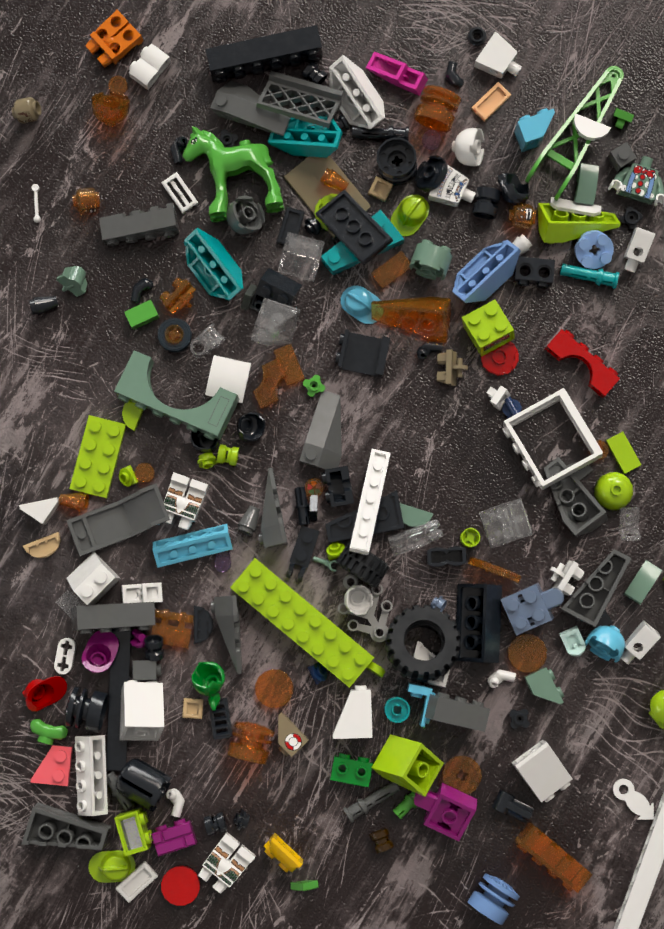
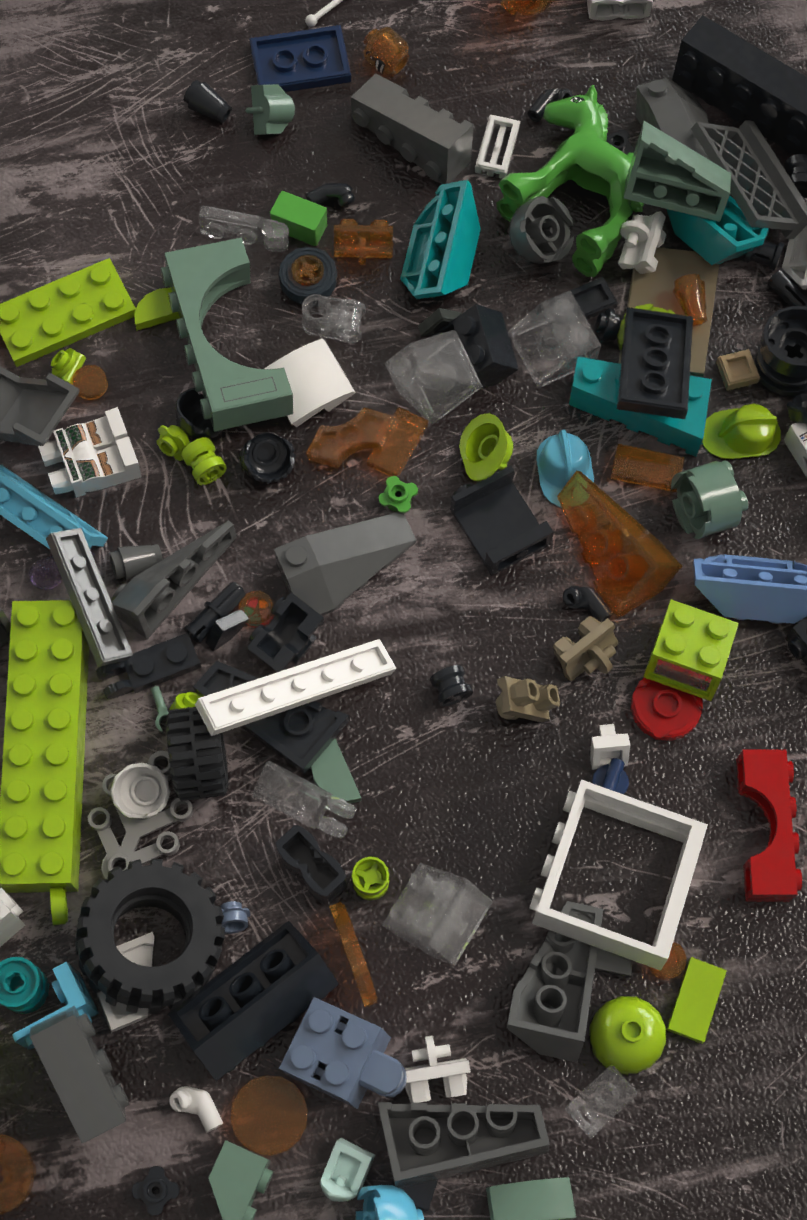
camera: 45 degrees right, 15 degrees down
(54, 242) = (301, 59): none -> dark blue tile
(128, 342) = (252, 228): none -> clear hinge
(255, 554) = (89, 596): none -> dark grey tile
(279, 140) = (675, 177): none -> sand green wedge
(288, 176) = (642, 238): none -> white hips
(327, 332) = (485, 447): none -> lime piece
(418, 437) = (451, 685): none -> black wheel
(451, 412) = (526, 699): none -> dark tan hips

